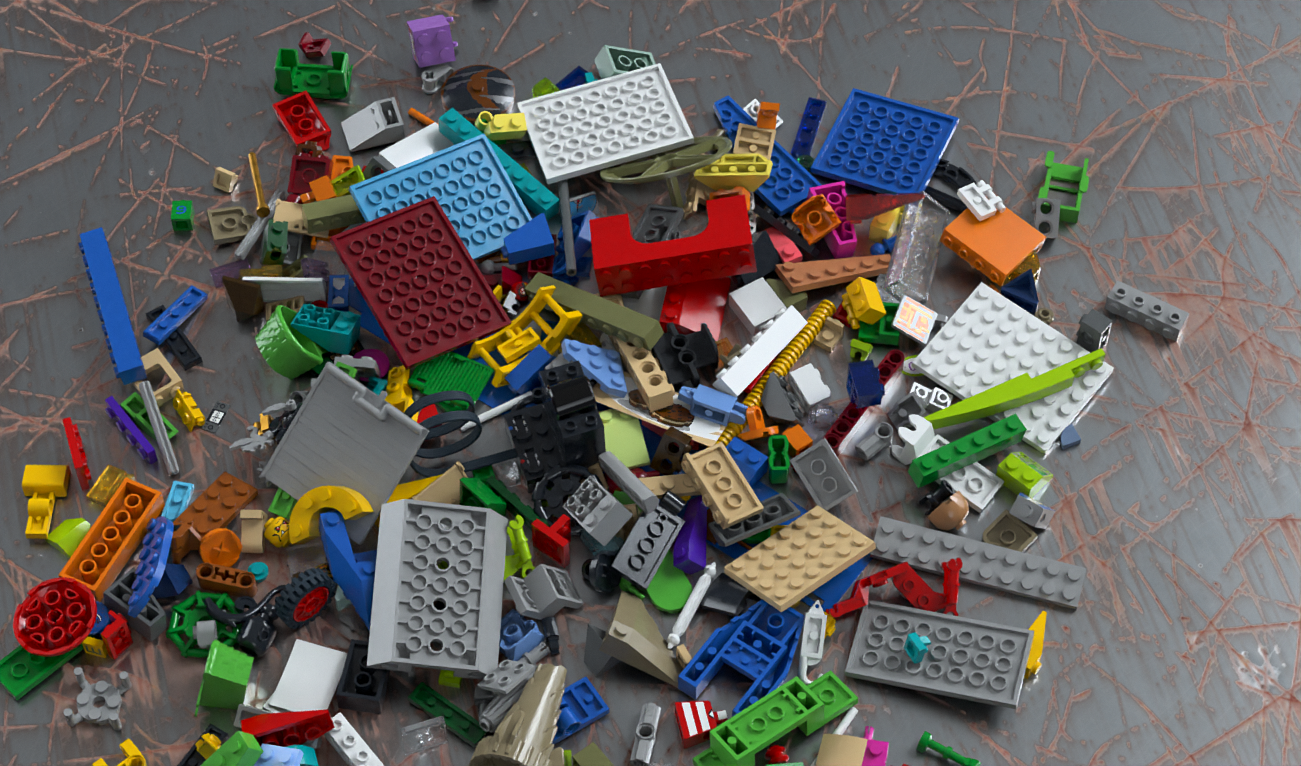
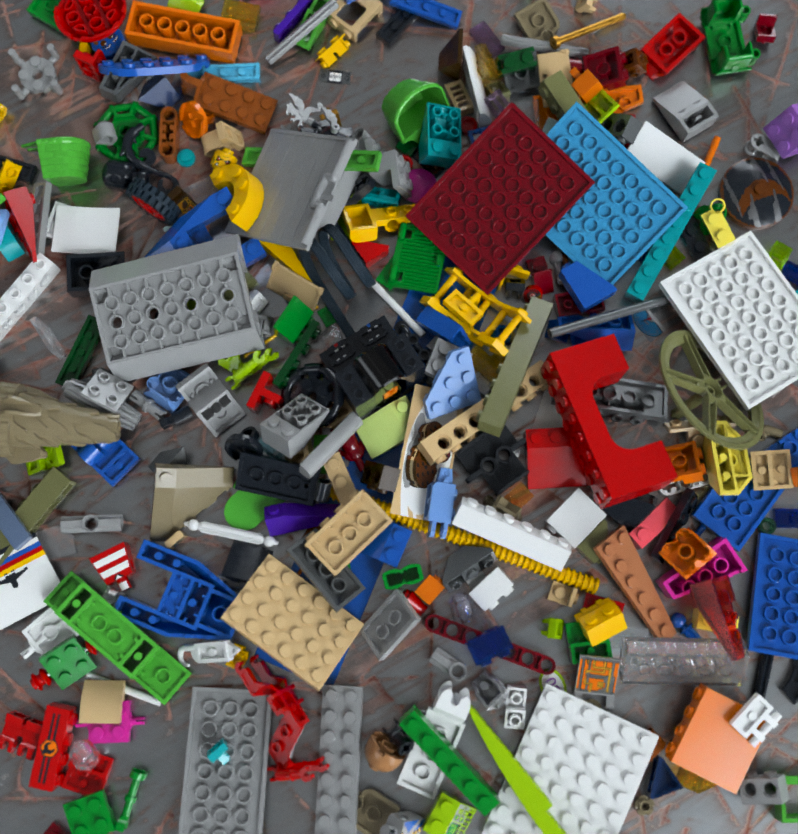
camera: 75 degrees right, 25 degrees up
(756, 425) = (428, 550): orange tile -> none

